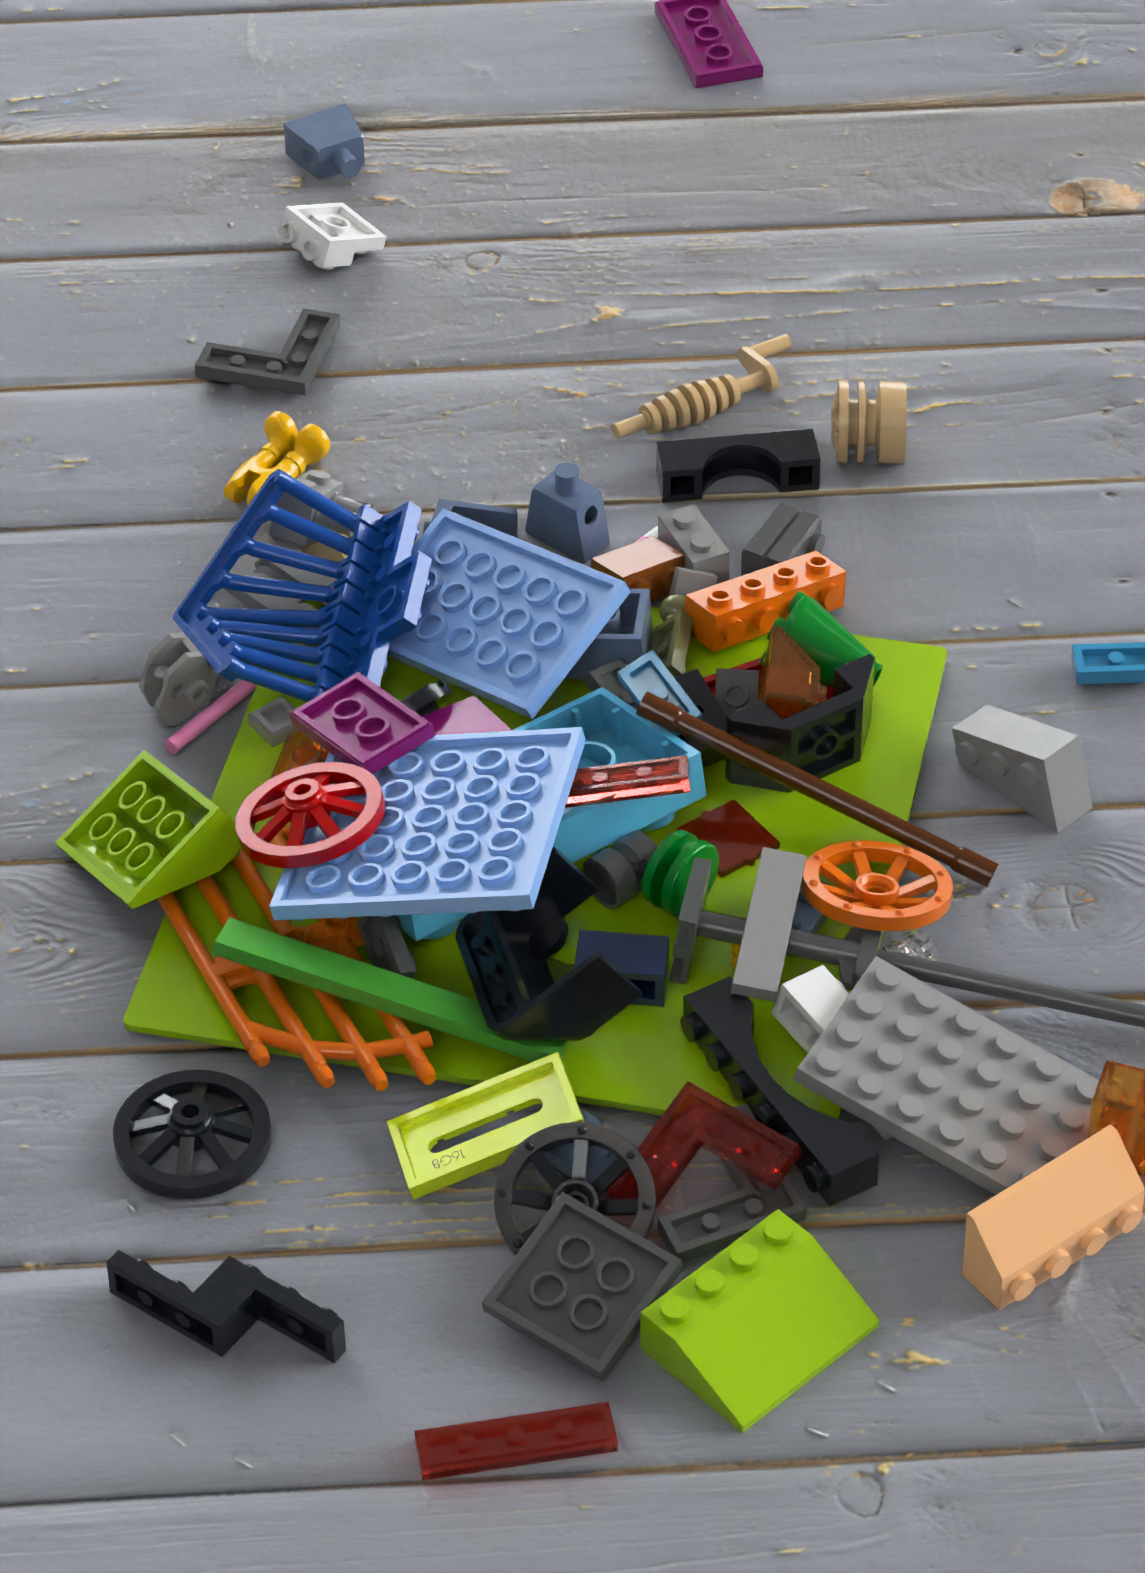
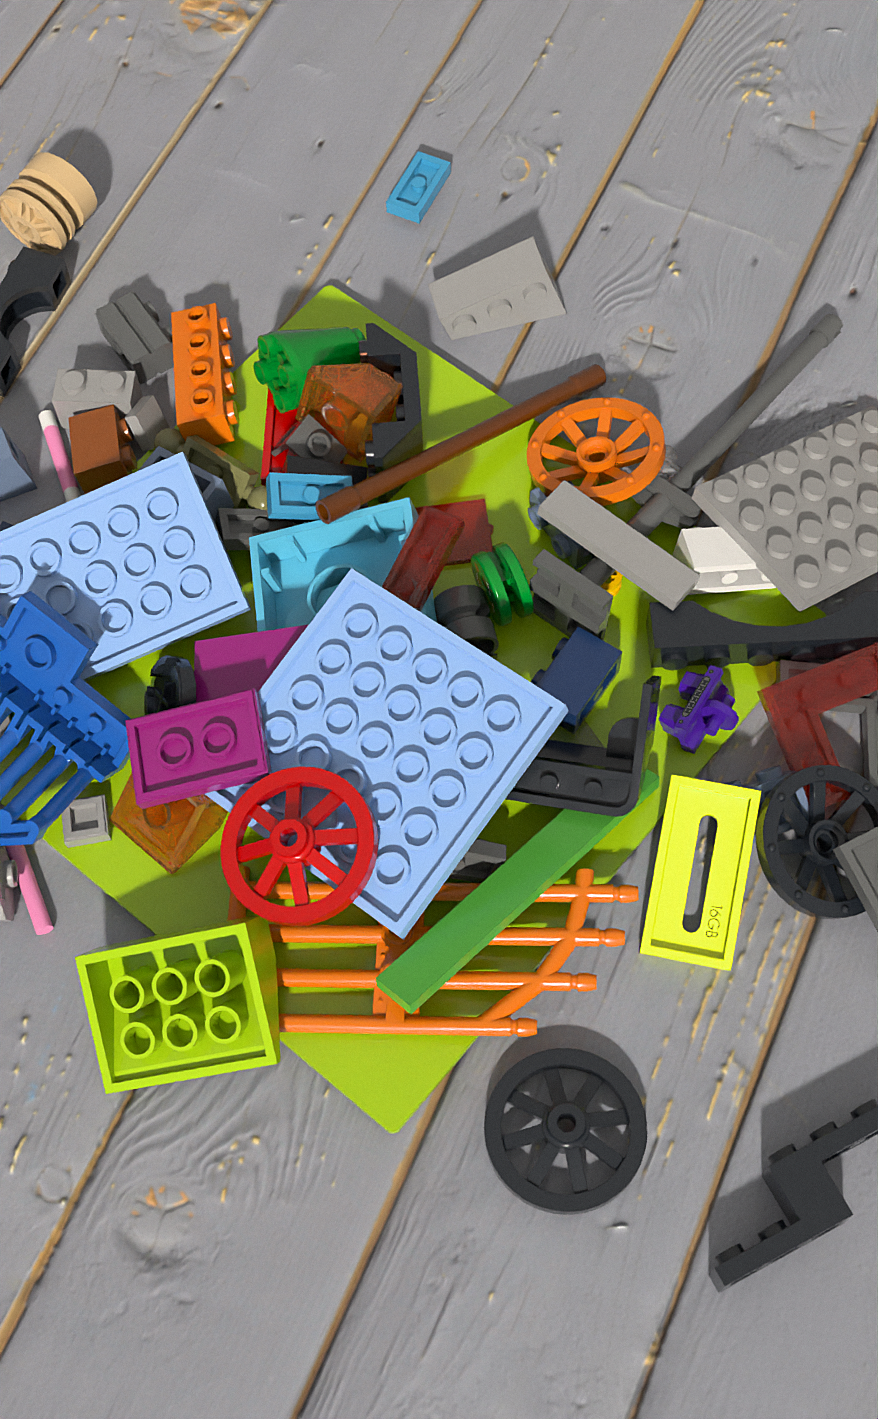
camera: 60 degrees left, 20 degrees up
(651, 1063) = (706, 711): none -> dark purple hips

